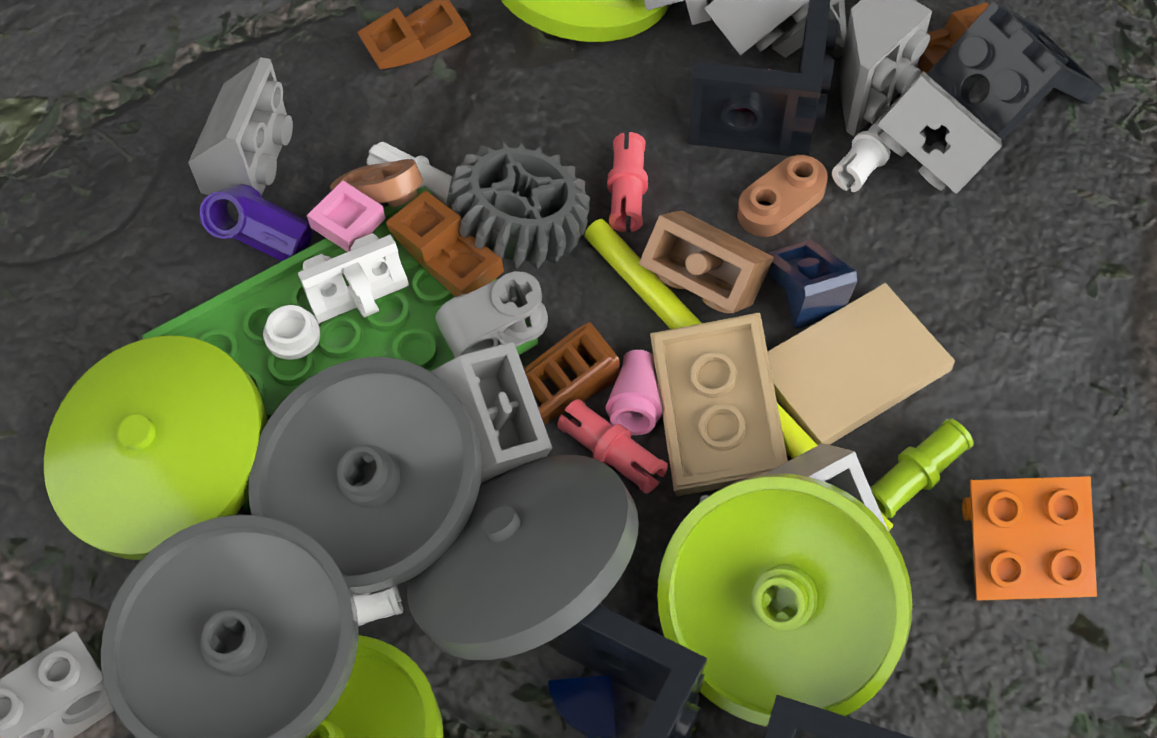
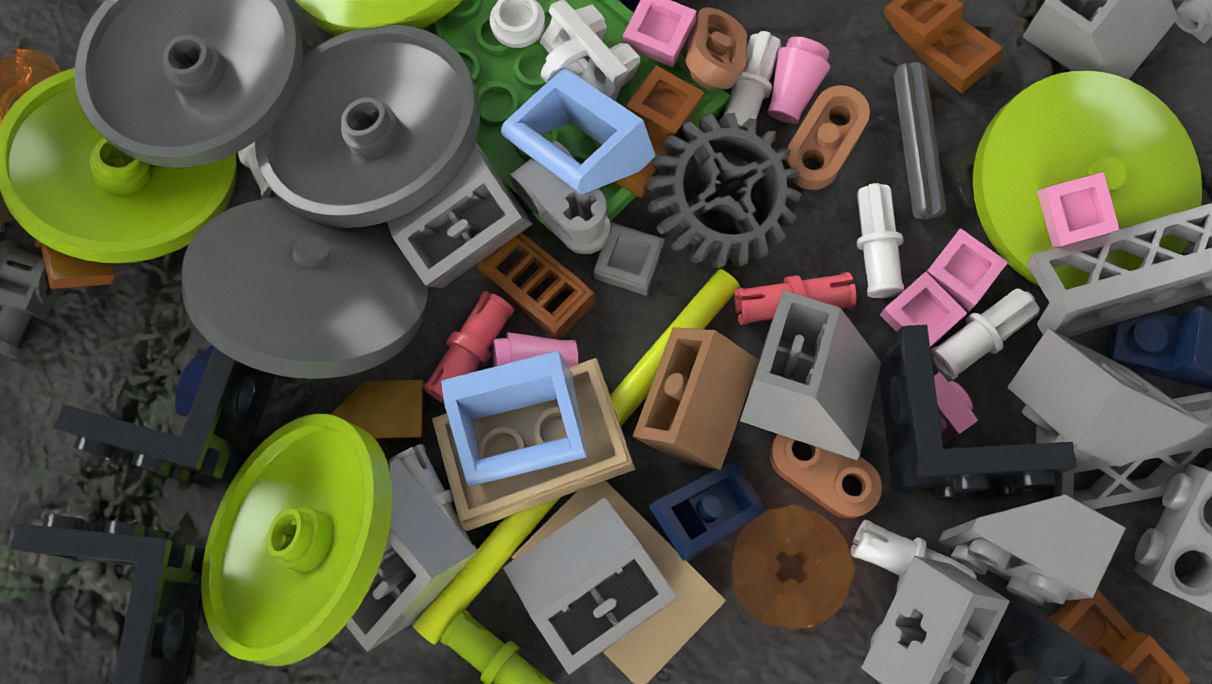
camera: 80 degrees right, 15 degrees up
(419, 135) = (797, 76): none -> bright pink cone
(430, 269) = (572, 100): none -> light blue tile
(489, 125) = (825, 141): none -> nougat plate
(507, 69) = (919, 141): none -> dark grey axle
(562, 301) = (629, 259): none -> light grey tile
(590, 113) = (880, 241): none -> white axle
(632, 62) = (966, 269): none -> bright pink plate
(657, 523) = (387, 409): none -> pearl gold tile
(662, 96) = (924, 304): none -> bright pink plate
(672, 440) = (505, 390): none -> light blue tile
(681, 51) = (984, 333): none -> white axle
(704, 176) = (814, 377): none -> light grey slope
(866, 362) = (588, 585): none -> light grey slope
(873, 211) = (826, 568): none -> clear orange plate

